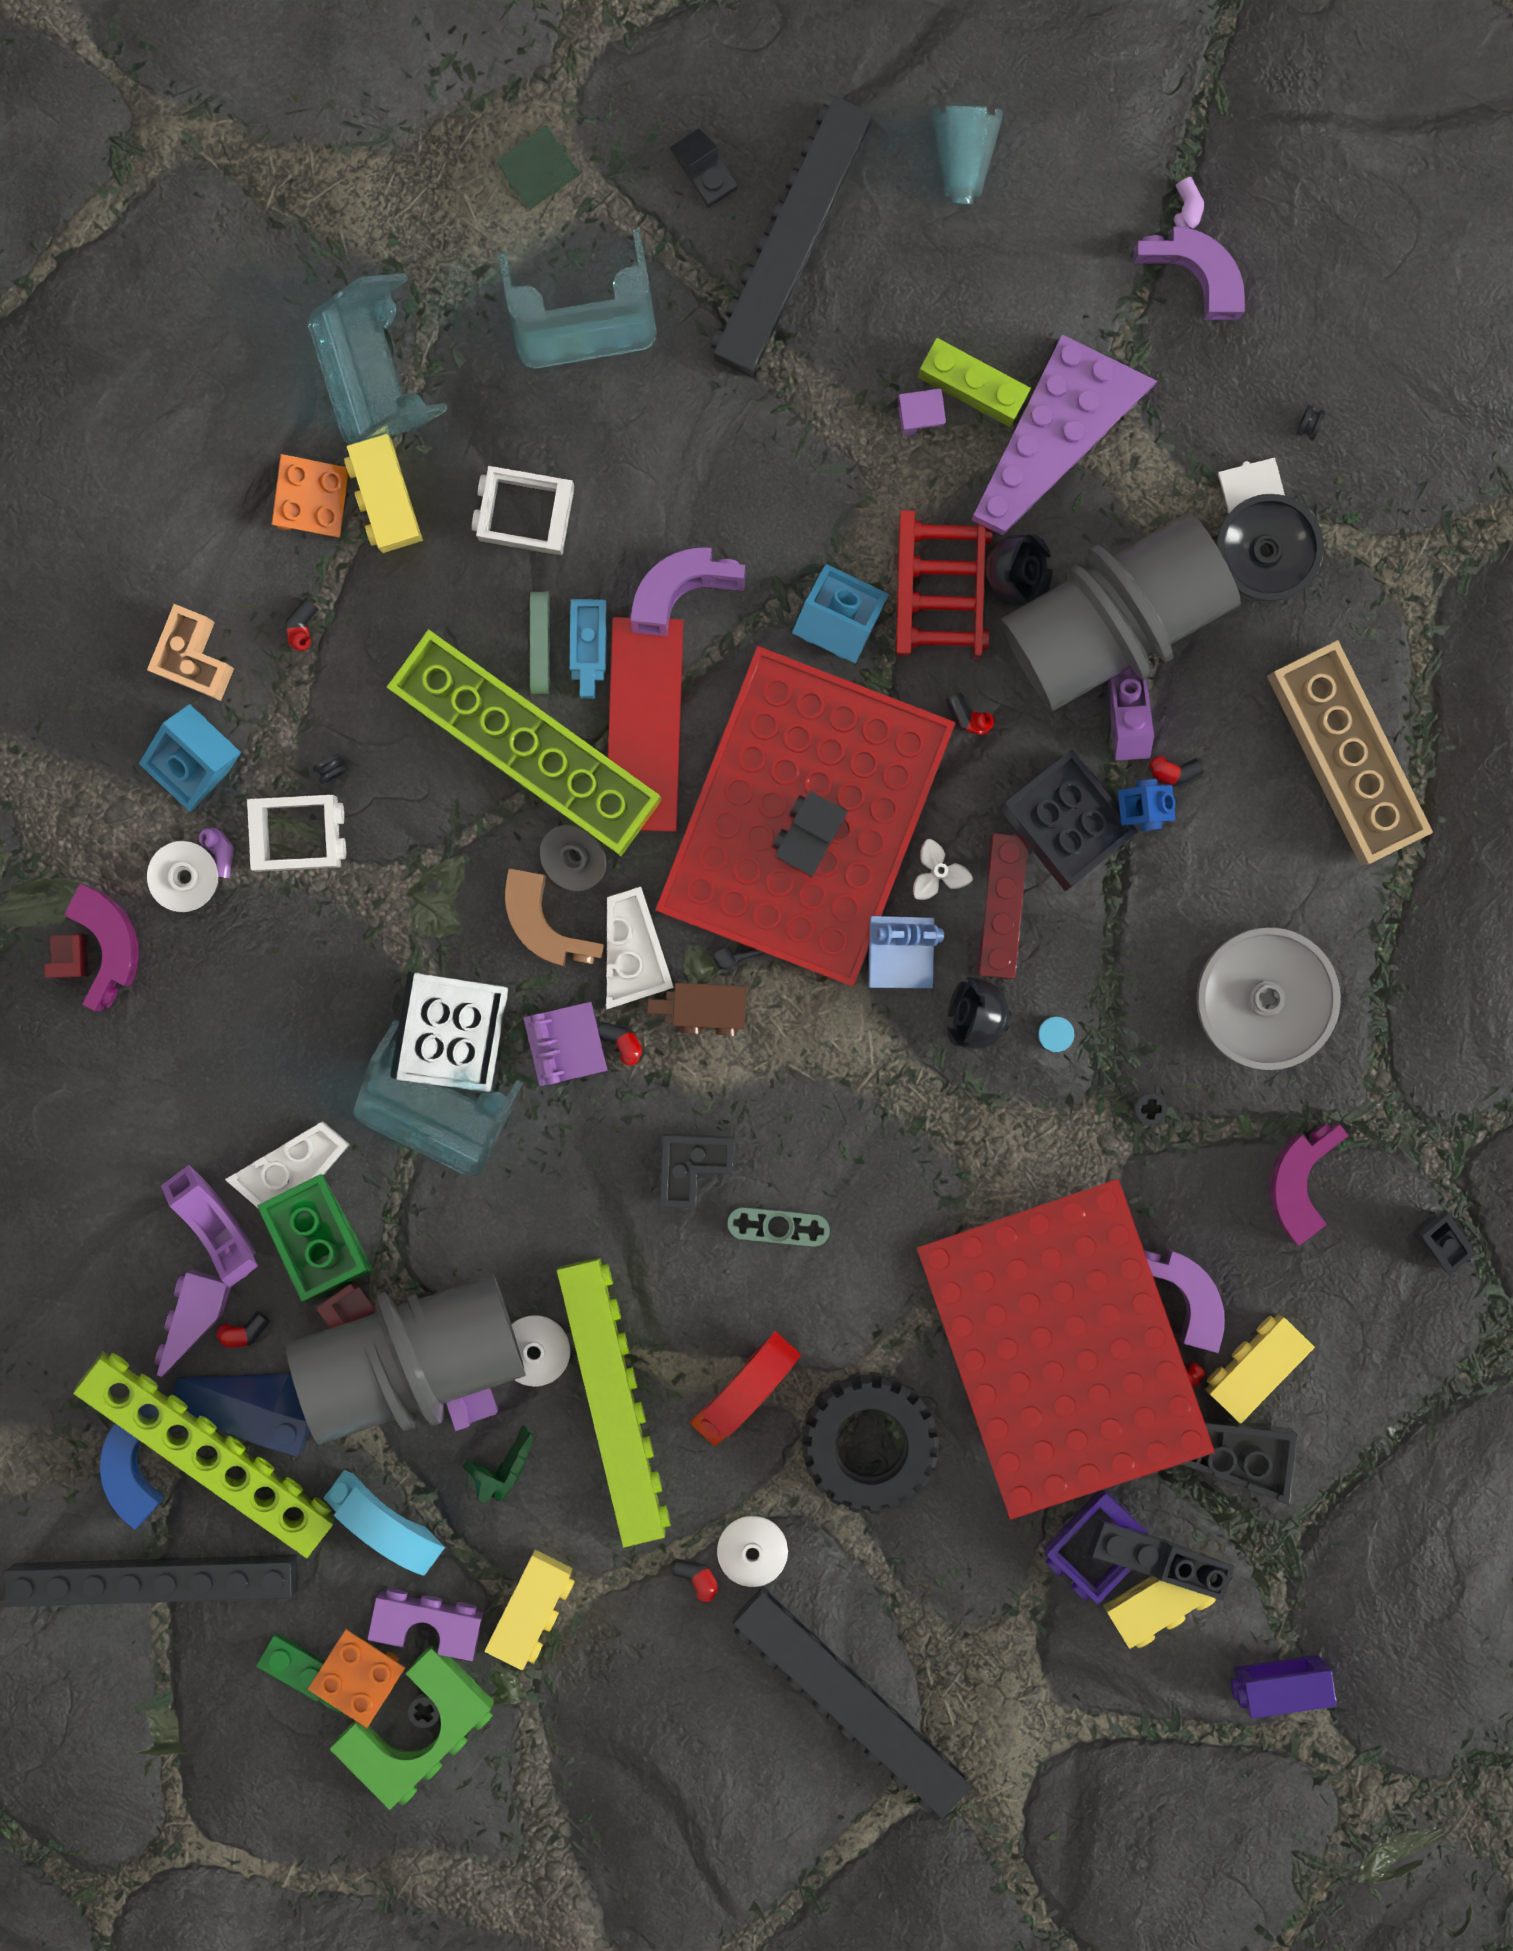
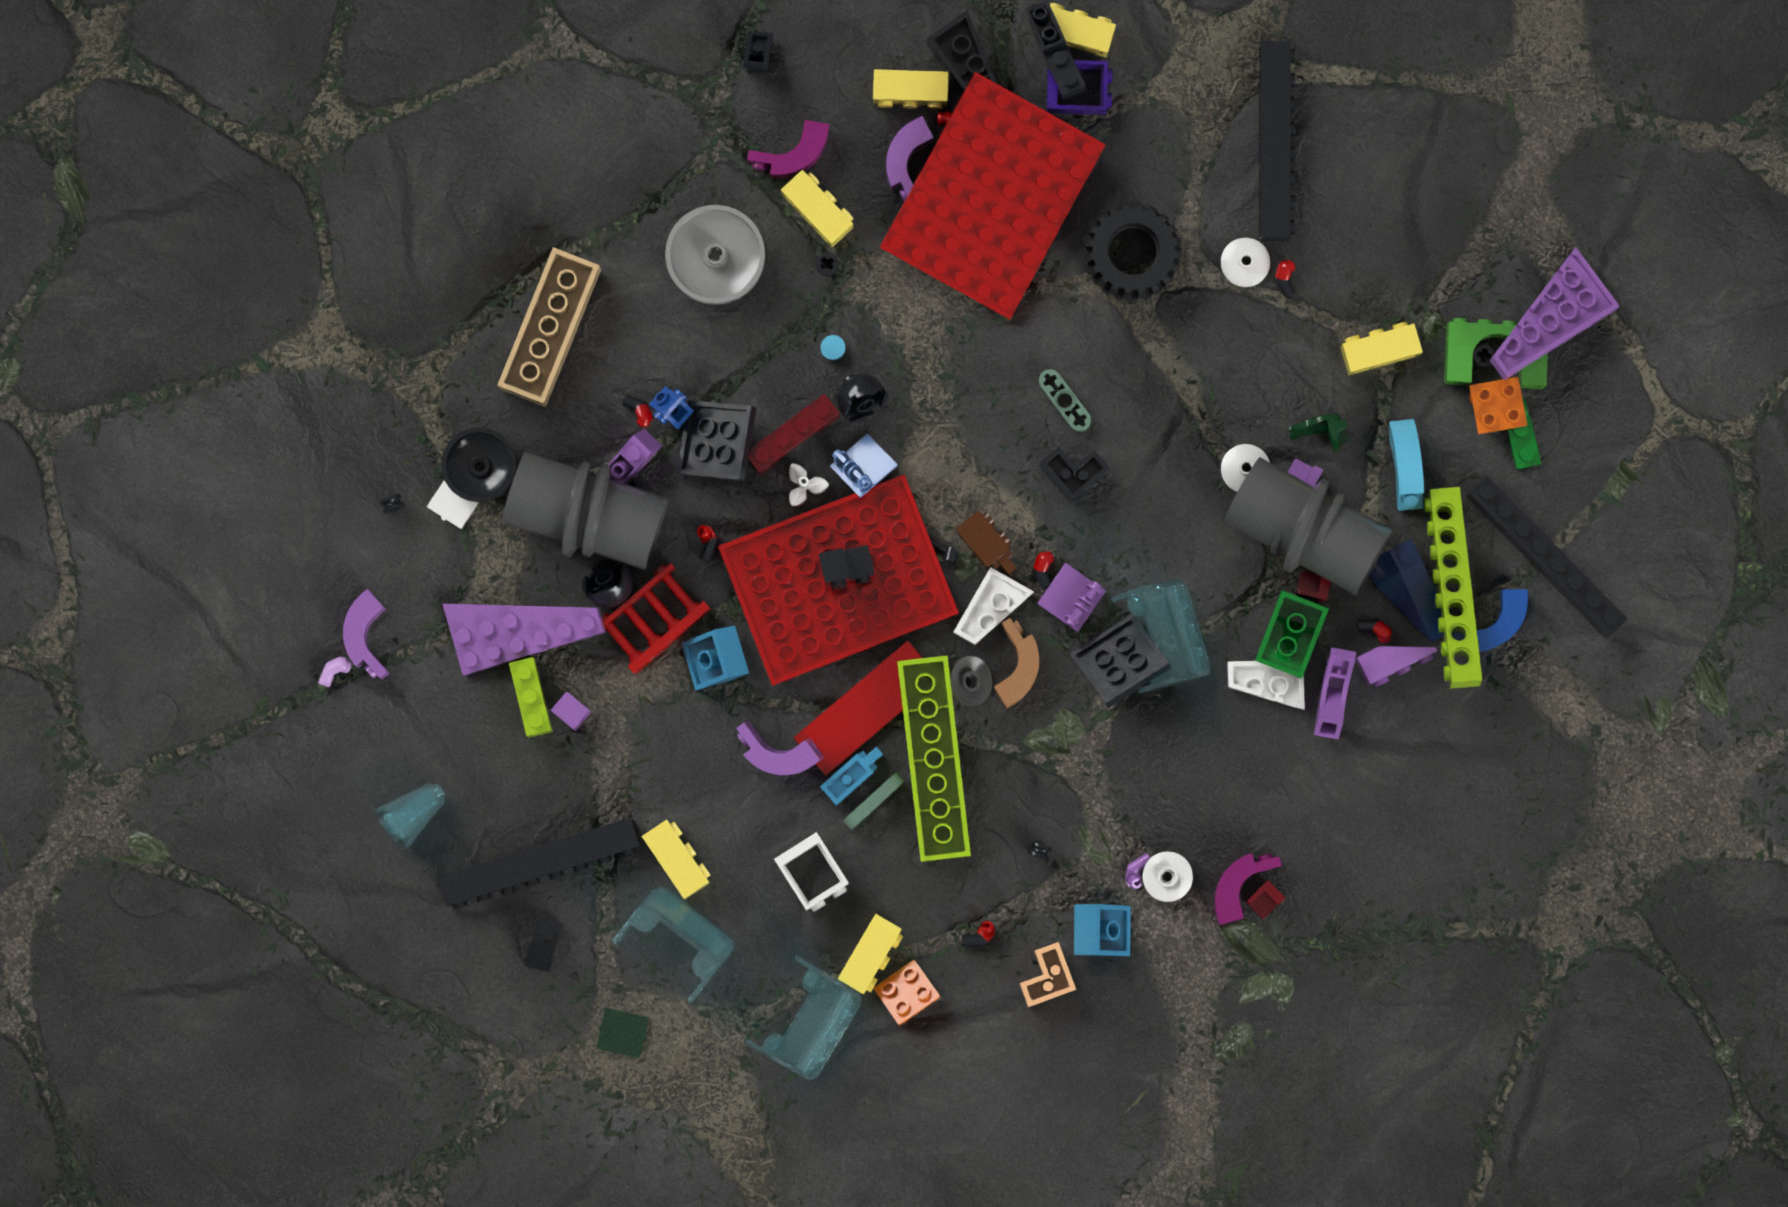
camera: 135 degrees left, 5 degrees down
(259, 833) = (1109, 856): white window -> none
(394, 1841) = (1562, 310): none -> medium lavender wing
(457, 1625) = (1446, 415): medium lavender arch -> none
(612, 1402) = (1234, 404): lime brick -> none
(666, 382) = (677, 858): none -> light yellow brick
(746, 1389) = (1164, 339): red arch -> none
(1220, 1153) = (817, 207): none -> light yellow brick

